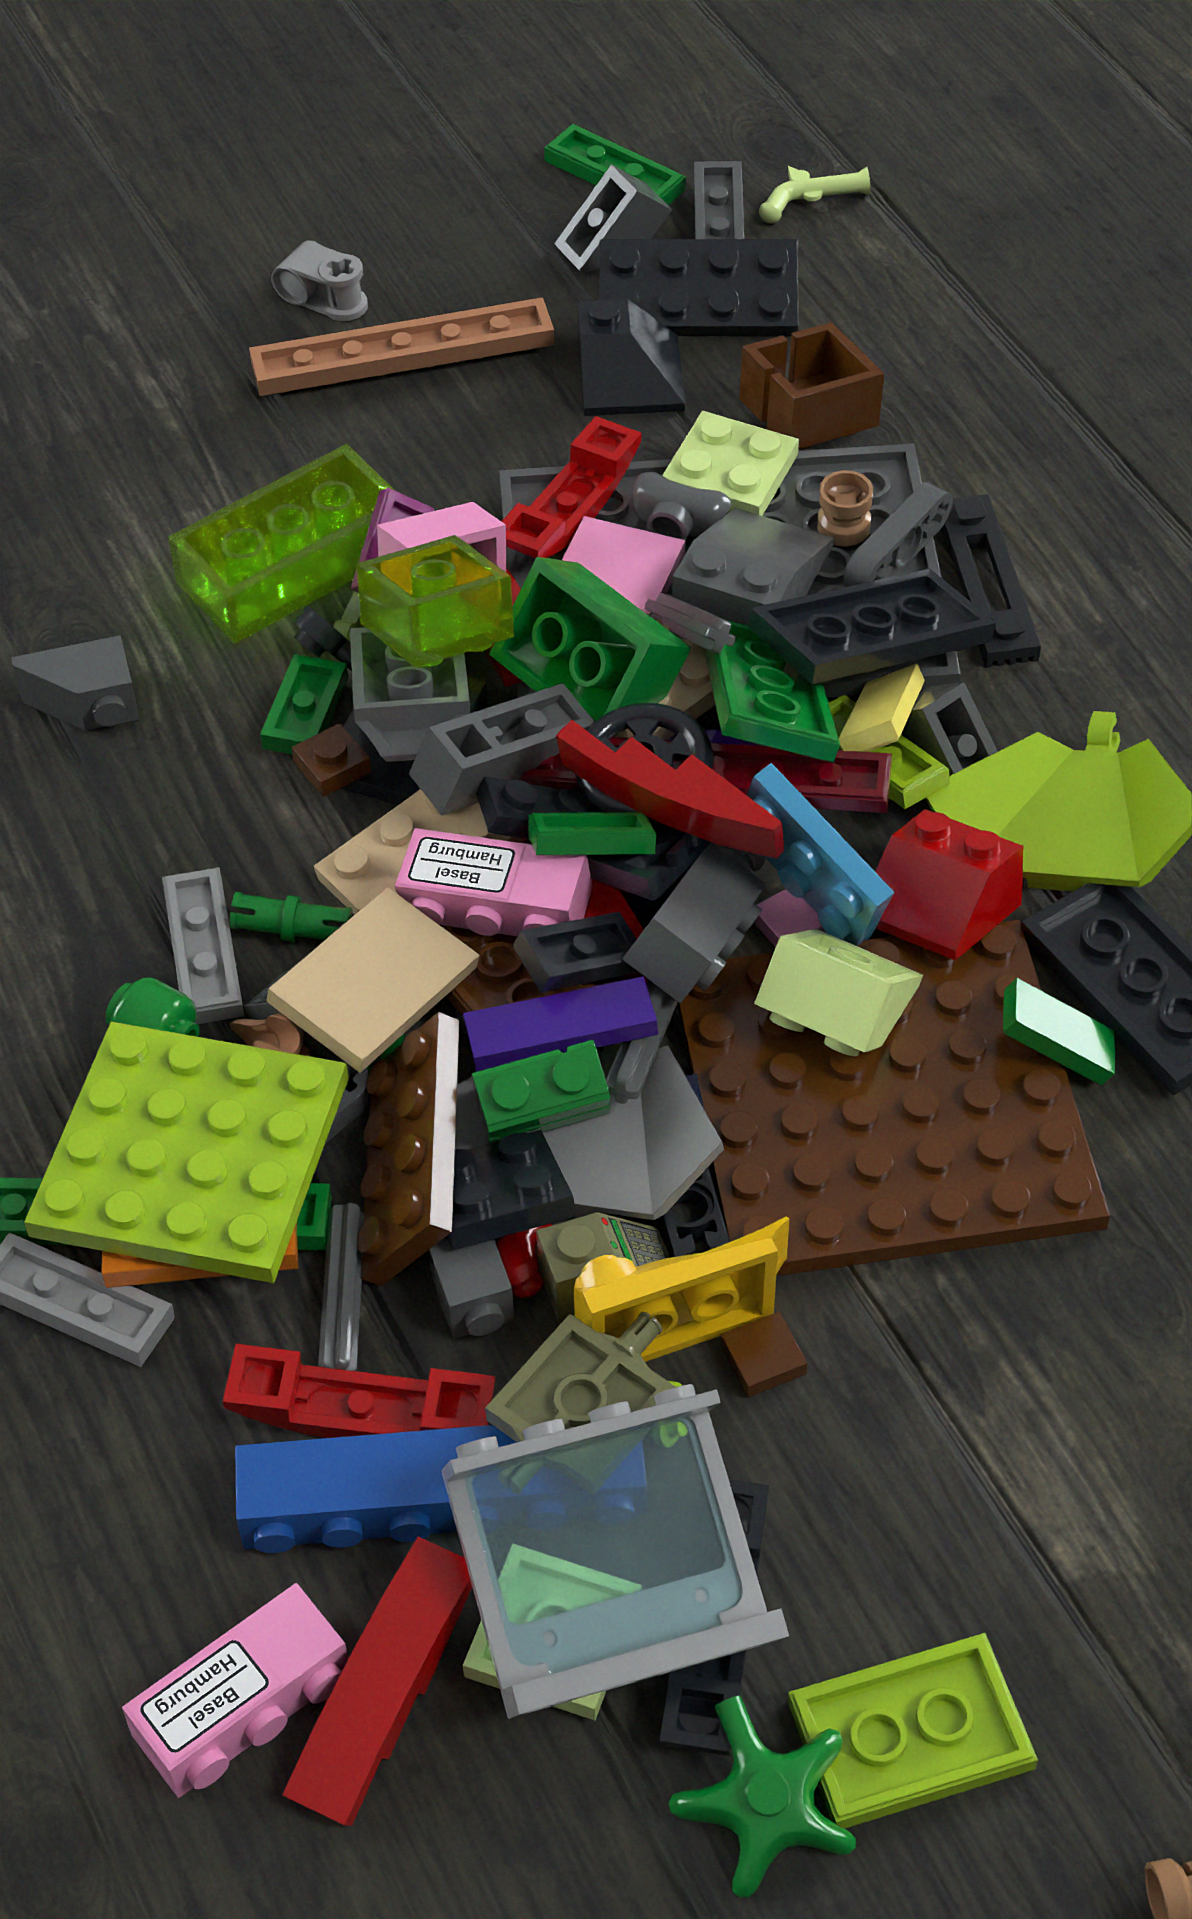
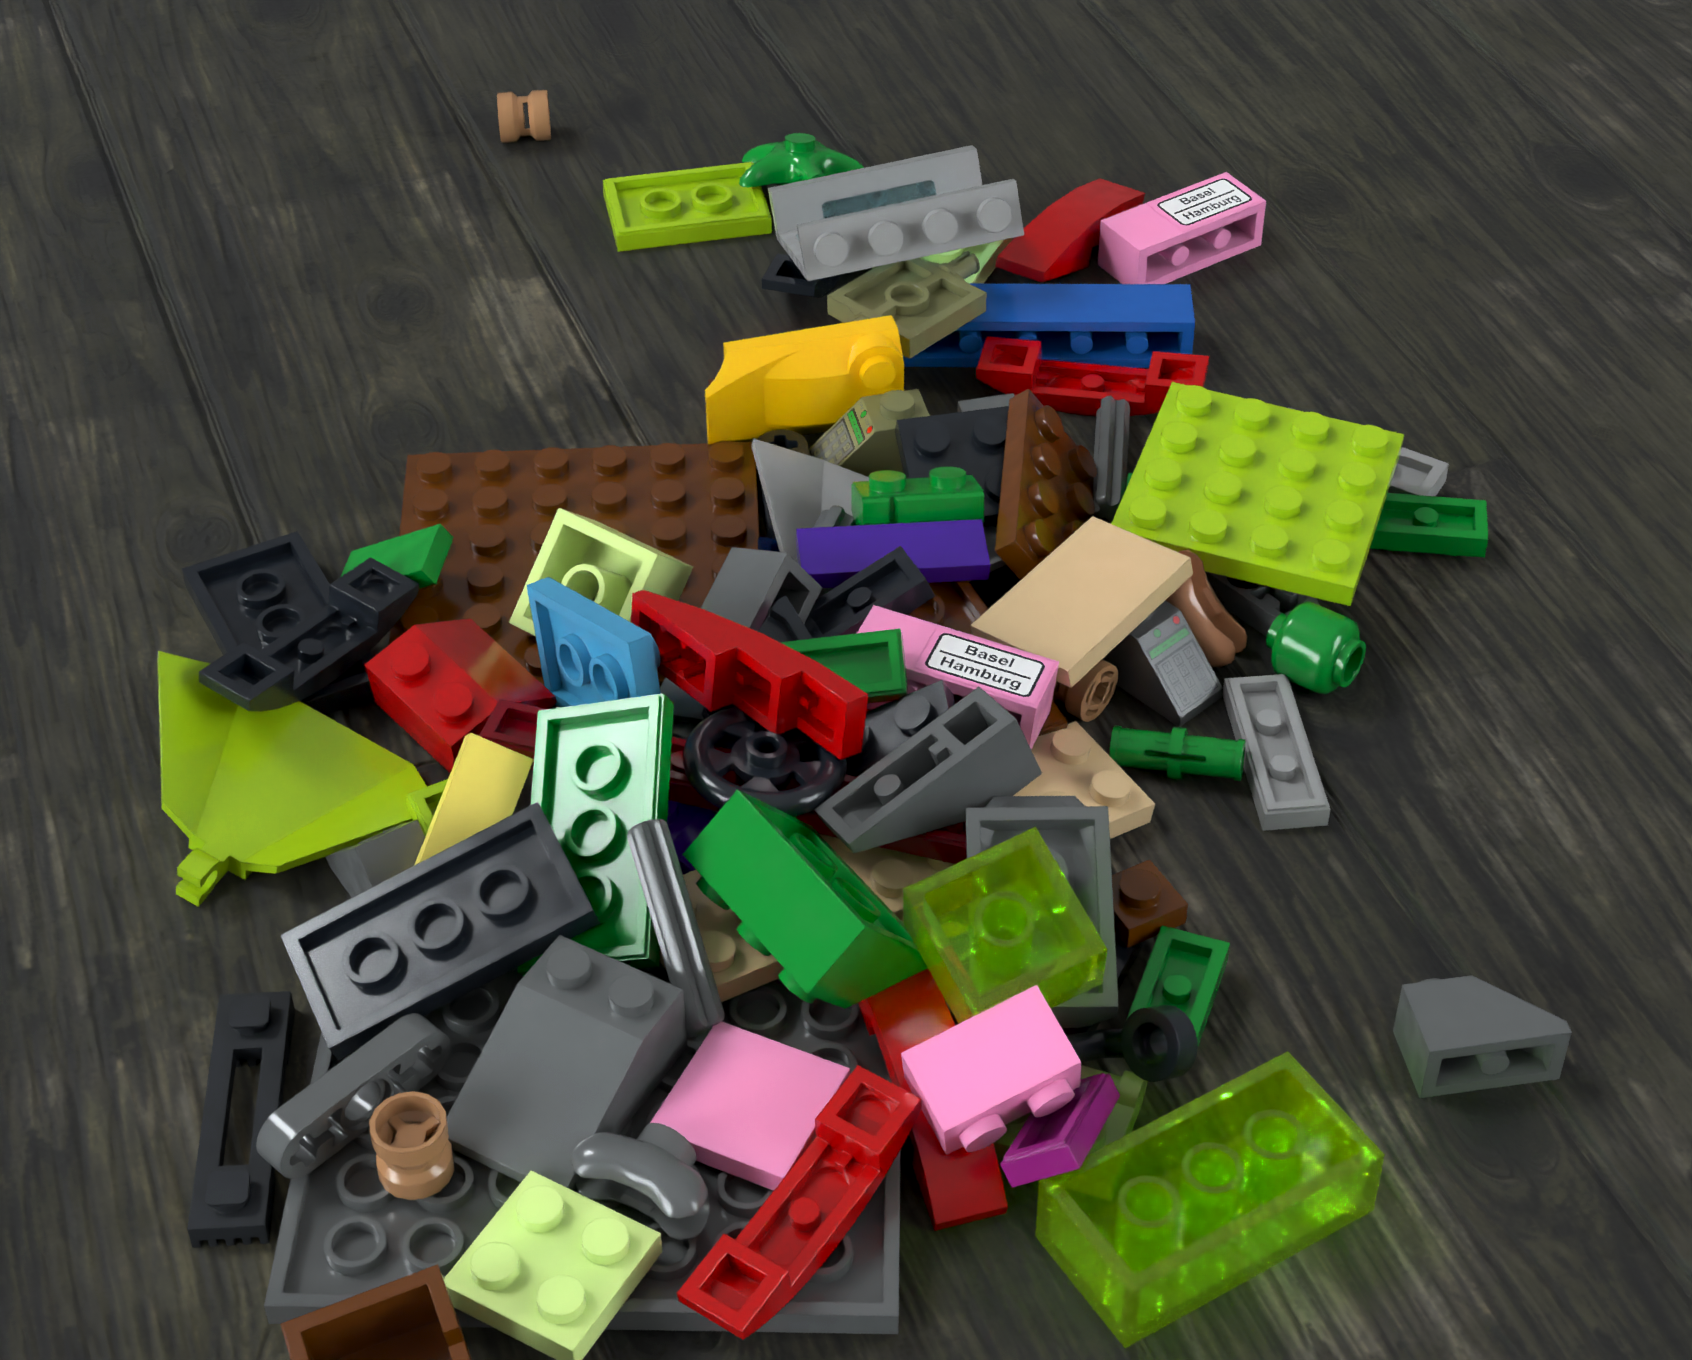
camera: 175 degrees left, 10 degrees down
(1095, 897) = (319, 649): none -> black slope

